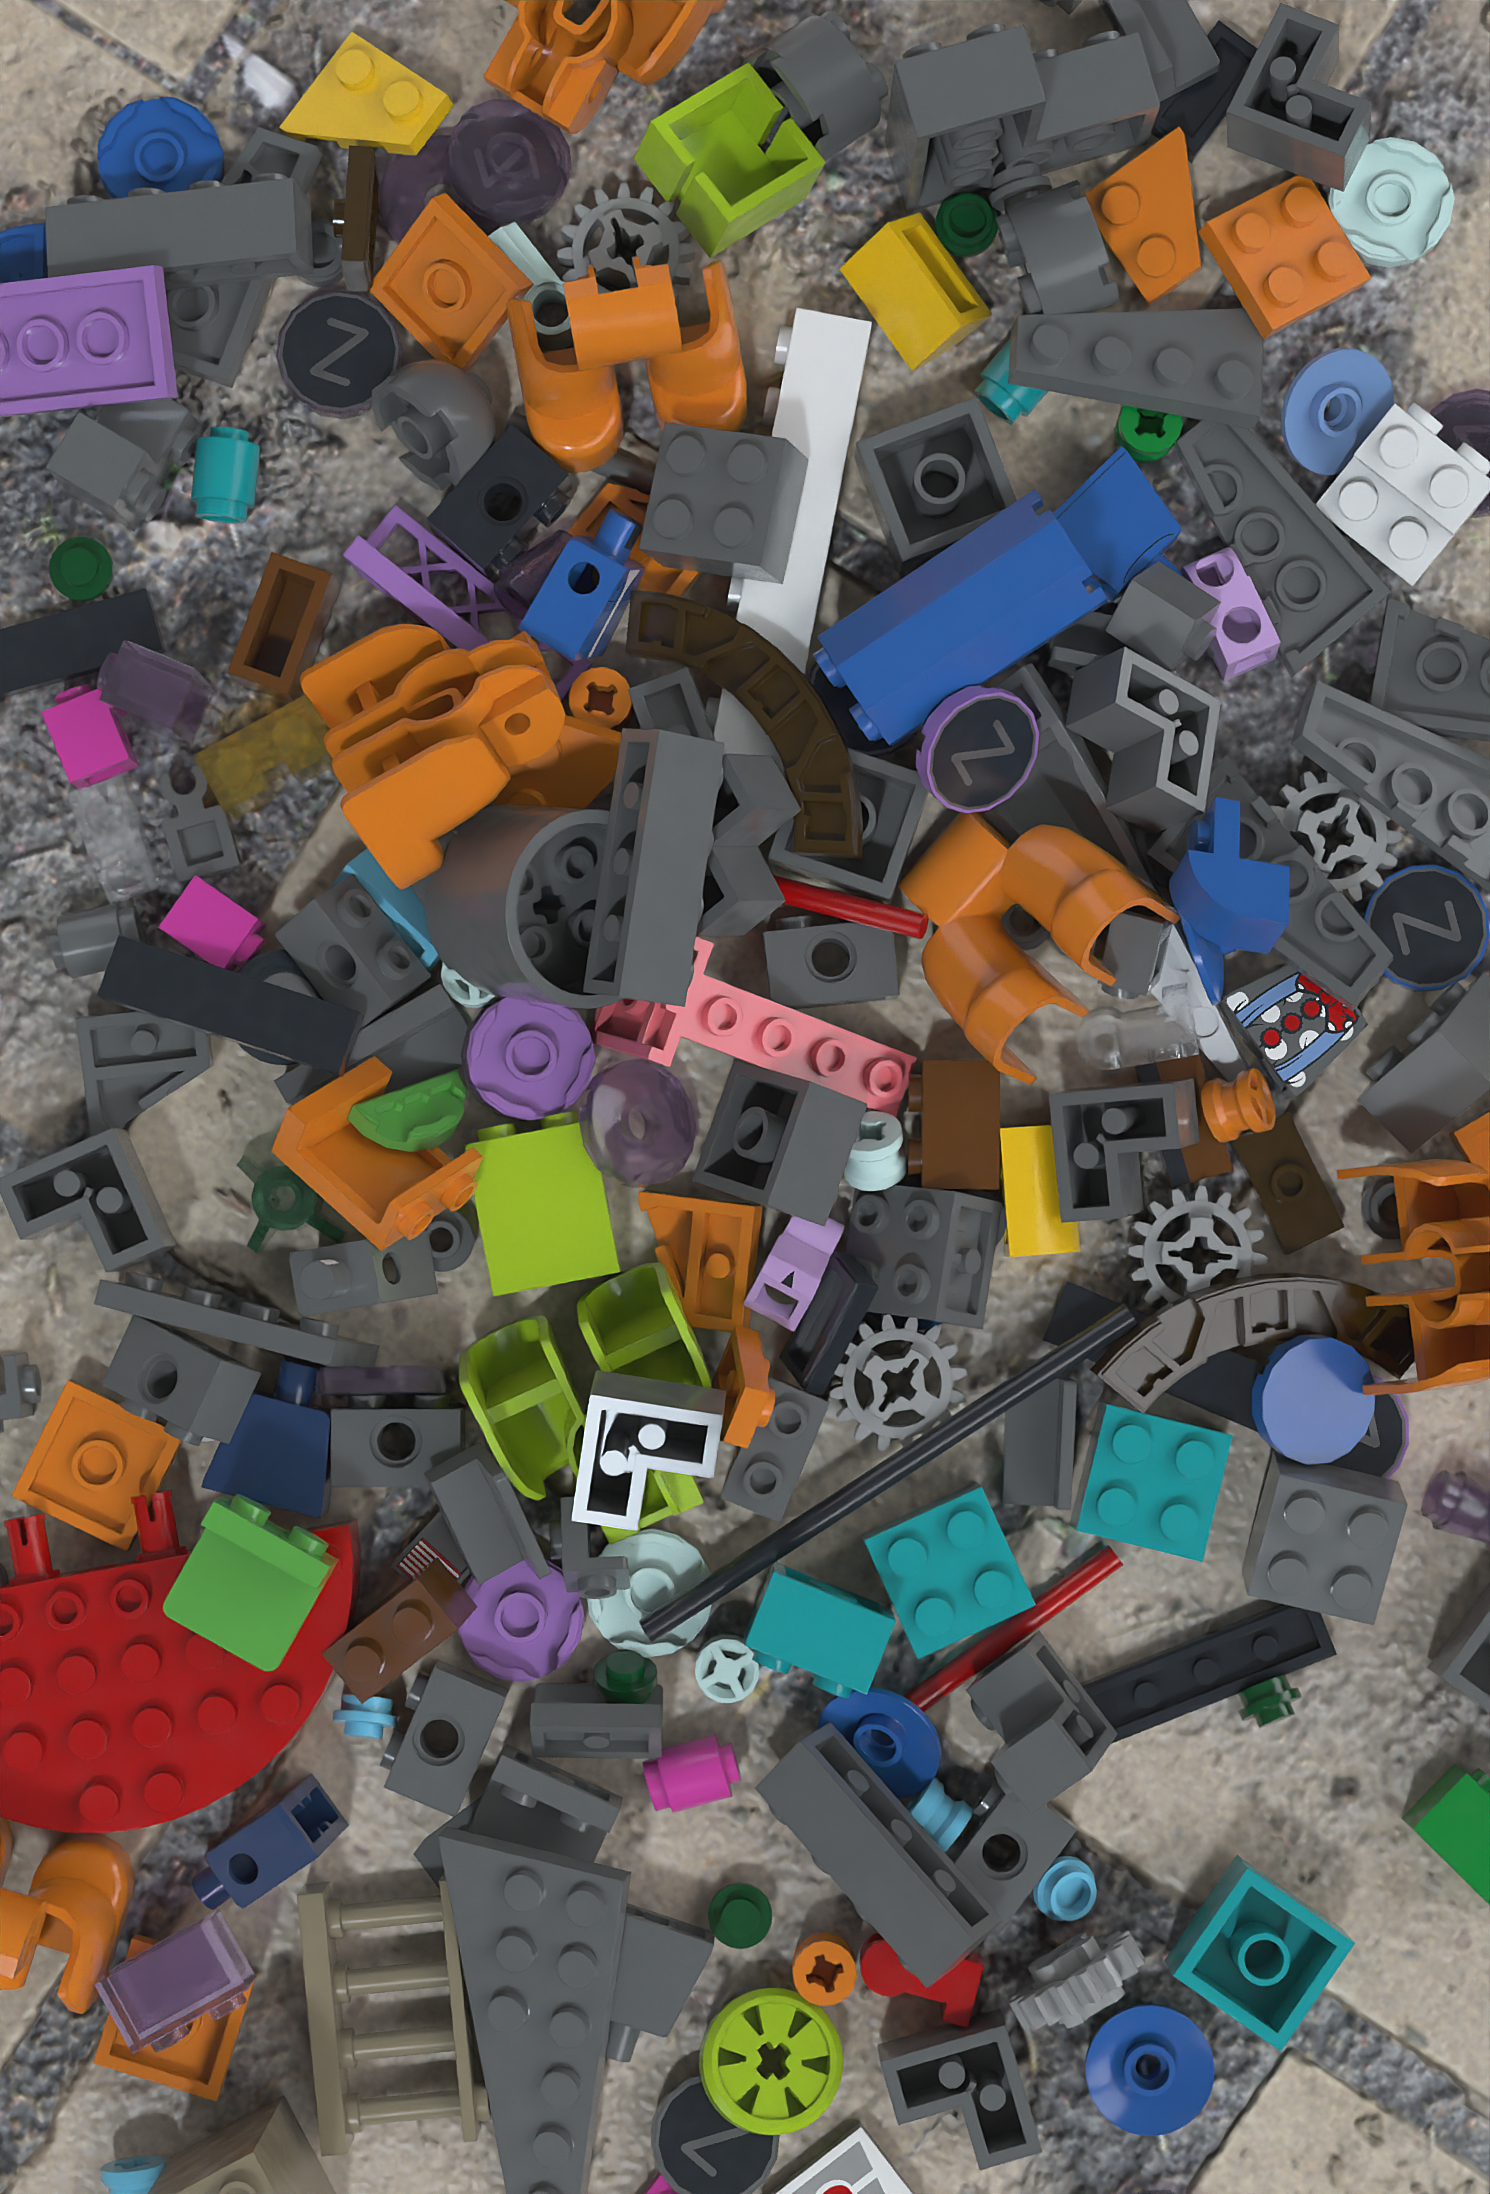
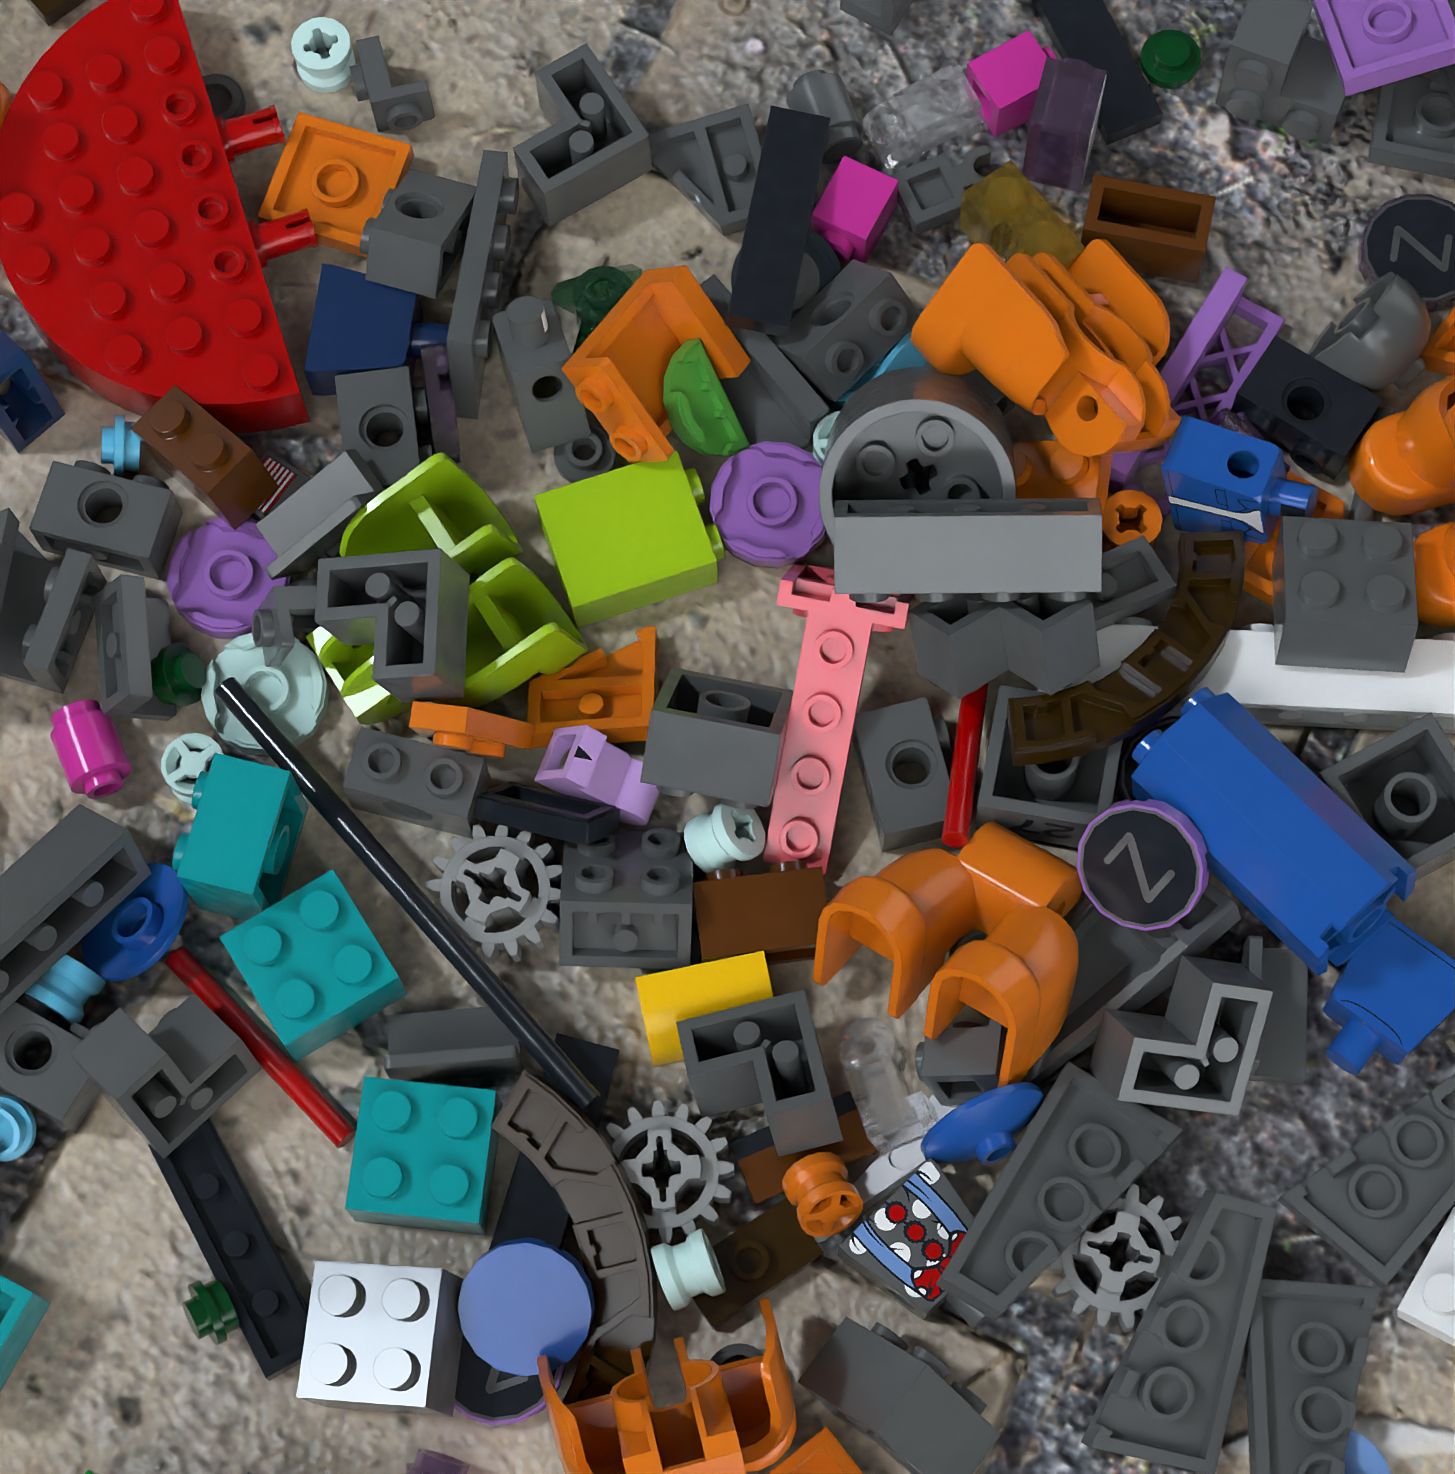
camera: 85 degrees right, 15 degrees down
(225, 475) = (1282, 164): teal brick -> none
(249, 1582) = (235, 301): bright green bracket -> none
(666, 1115) = (727, 644): clear purple tile -> none
(1164, 617) = (1313, 1042): dark grey brick -> none
(1225, 896) = (1033, 1124): blue brick -> none
(1244, 629) = (1329, 1123): lavender leg -> none
(1297, 1242) = (688, 1269): none -> light aqua wheel
(1430, 925) = (1039, 1374): black tile -> none

